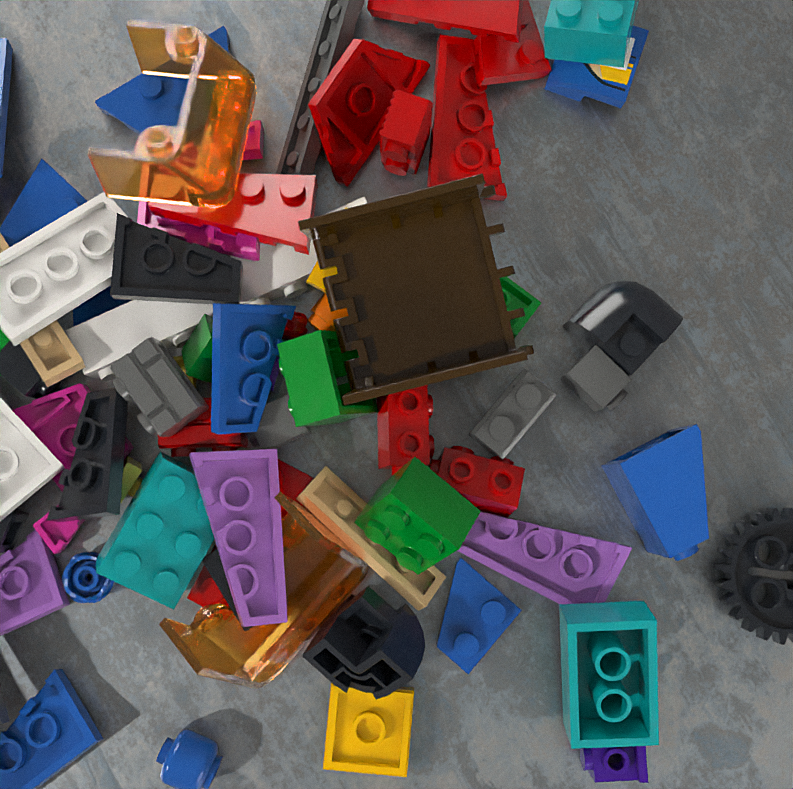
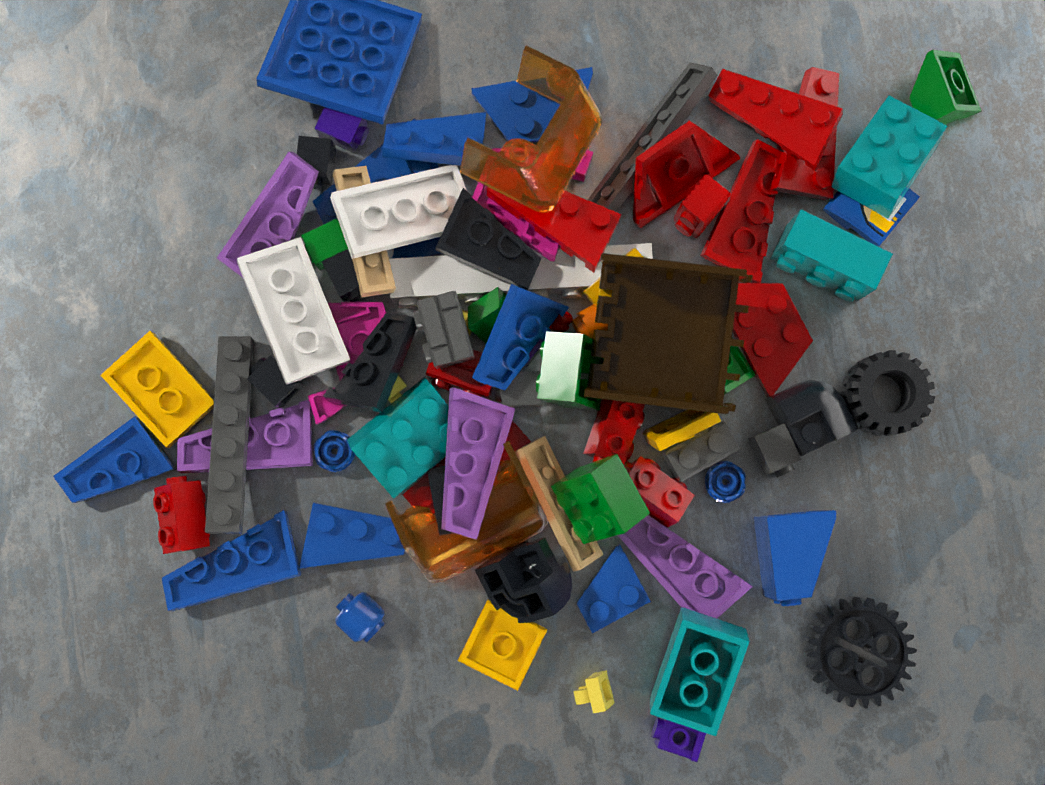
camera: 15 degrees right, 0 degrees up
(62, 175) = (433, 139): none -> blue wing
(133, 674) = (347, 536): none -> blue wing
(478, 397) = (679, 428): none -> yellow plate
(499, 742) = (596, 691): none -> light yellow tile
(541, 246) = (771, 332): none -> red wing
(565, 431) = (734, 476): none -> blue plate
(575, 133) = (830, 257): none -> teal brick
(722, 244) = (913, 388): none -> black tyre

